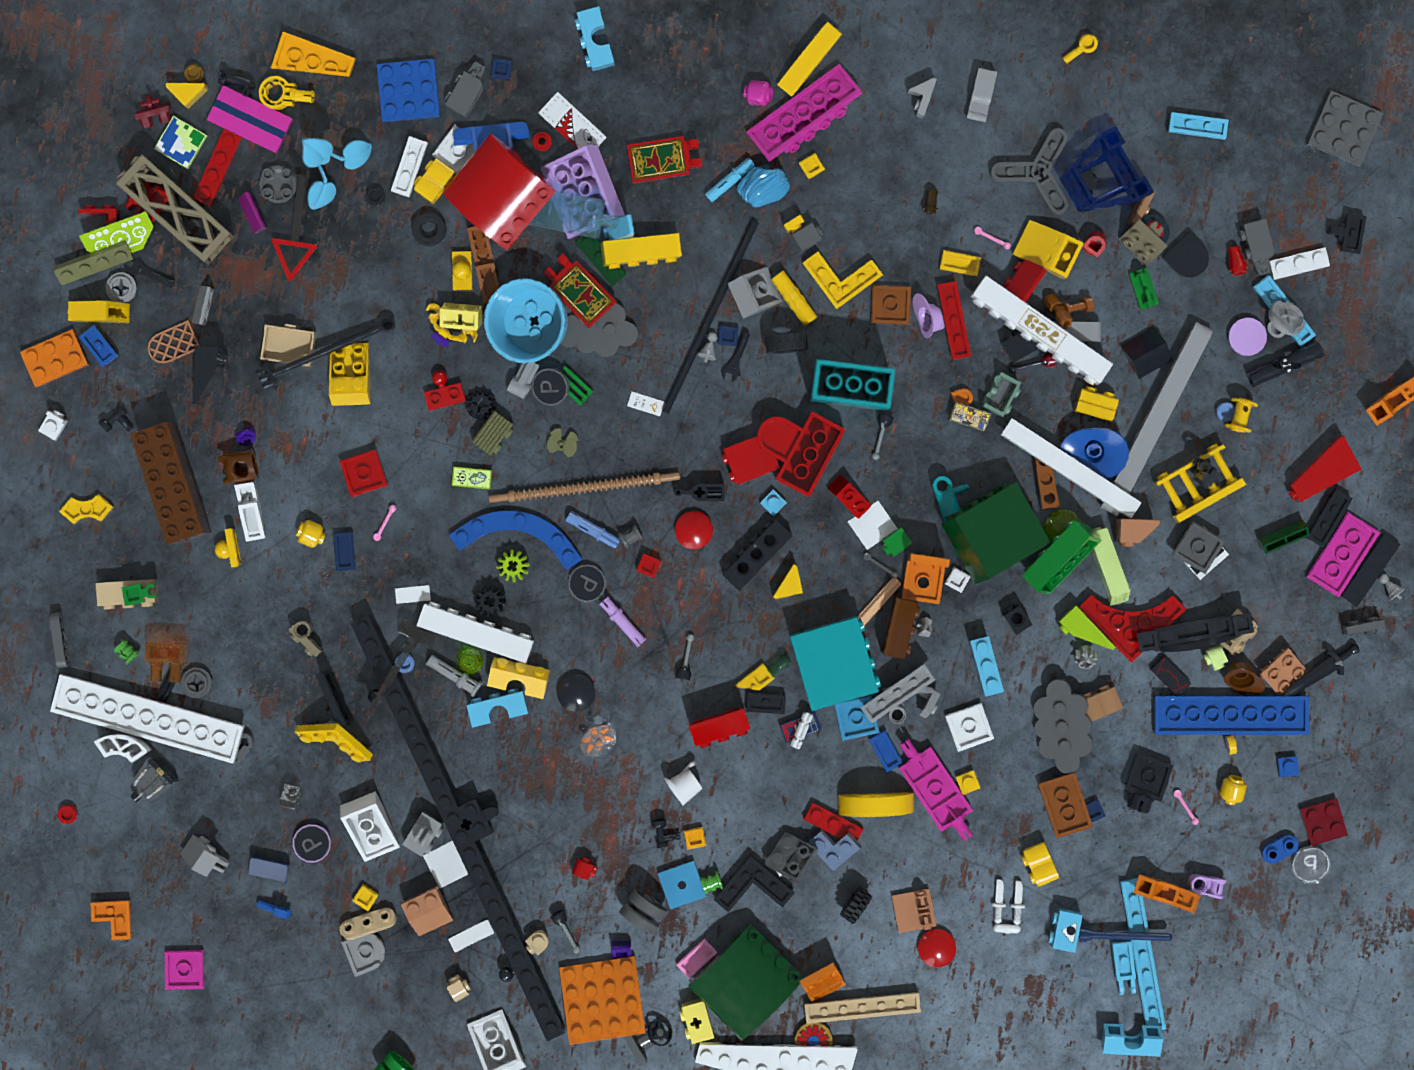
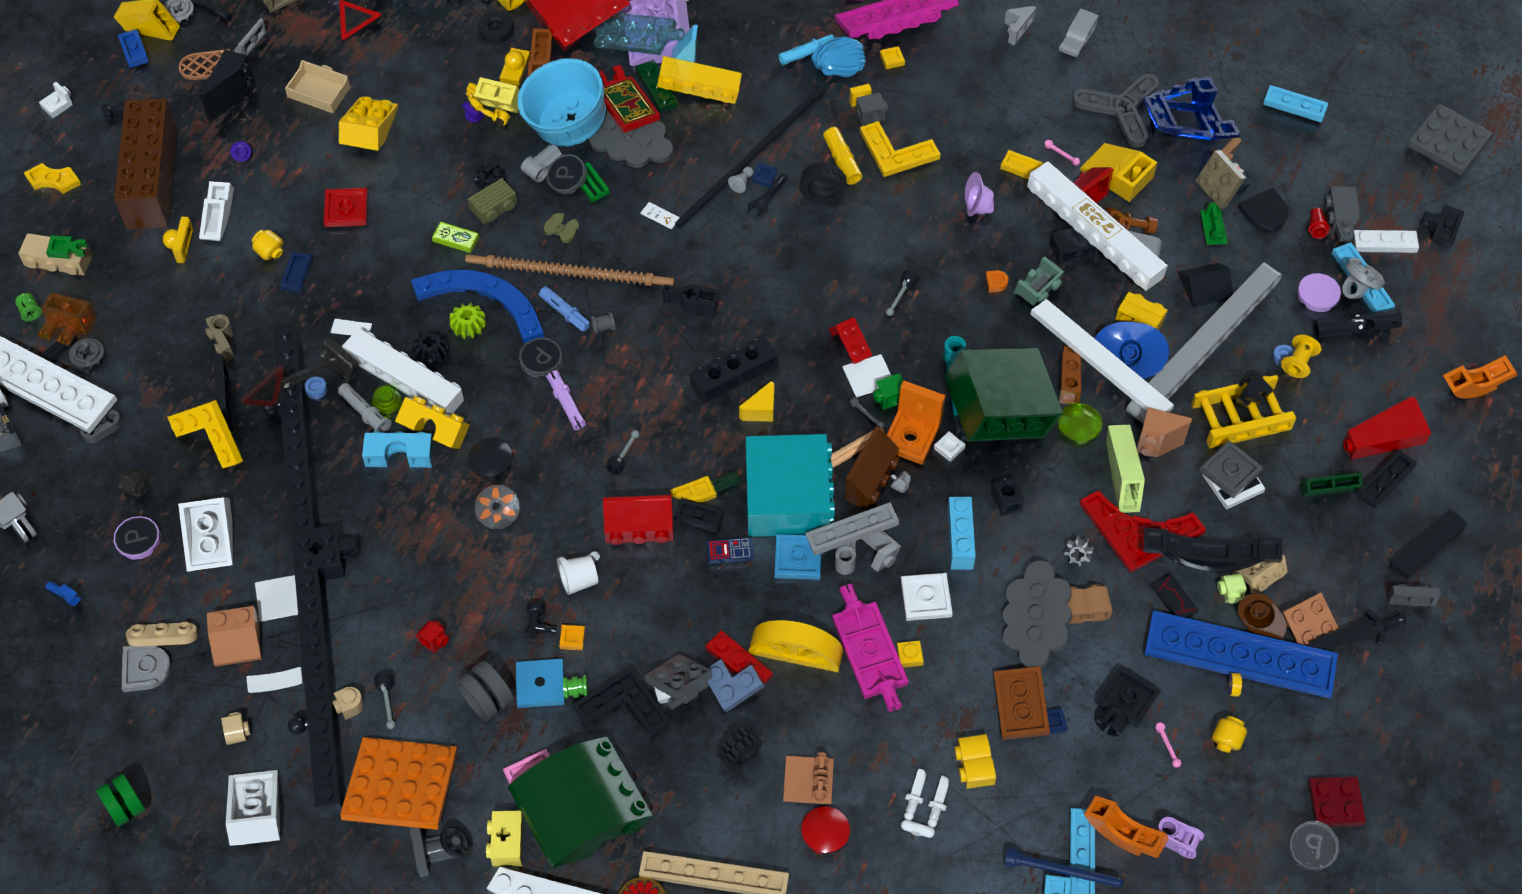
camera: 10 degrees right, 30 degrees down
(54, 358) = (85, 51): orange plate -> none
(240, 466) = (223, 168): reddish brown piece -> none
(268, 868) = (77, 551): slope -> none
(270, 374) = (284, 98): black hinge -> none
(365, 897) = (171, 608): yellow tile -> none
(392, 508) = (336, 267): bright pink hinge -> none
(423, 833) = (264, 553): light grey brick -> none
(443, 395) = (456, 161): red plate -> none
(621, 949) = (443, 735): dark purple slope -> none
(648, 565) = (612, 354): red plate -> none
(662, 159) = (746, 21): tile -> none
(693, 530) = (672, 334): red dish -> none
(748, 461) = (754, 281): red brick -> none
(754, 292) = (803, 141): light grey slope -> none
(773, 502) = (766, 327): medium azure plate -> none
(801, 450) = (811, 280): red brick -> none
(801, 730) = (730, 548): white axle -> none
(822, 982) = (673, 827): orange slope -> none
(852, 385) = (881, 222): teal brick -> none
(885, 751) = (821, 598): blue tile -> none
(891, 305) = (941, 185): dark orange tile -> none
(931, 202) = (1004, 111): dark brown pin -> none
(954, 320) = (1004, 210): red plate -> none
(969, 416) = (1001, 295): tile -> none
(1046, 360) = (1097, 266): hinge -> none
(1061, 557) = (1072, 434): green brick -> none
(1065, 930) = (990, 845): medium azure brick -> none
(1078, 625) = (1081, 521): lime slope -> none
(1086, 43) = (1193, 18): yellow plate -> none
(1095, 243) = (1169, 174): red plate -> none
(1280, 849) = (1278, 819): blue plate -> none
(1288, 766) = (1301, 728): blue plate -> none
(1342, 554) = (1398, 521): dark pink tile -> none
(1392, 589) = (1455, 568): light grey piece -> none

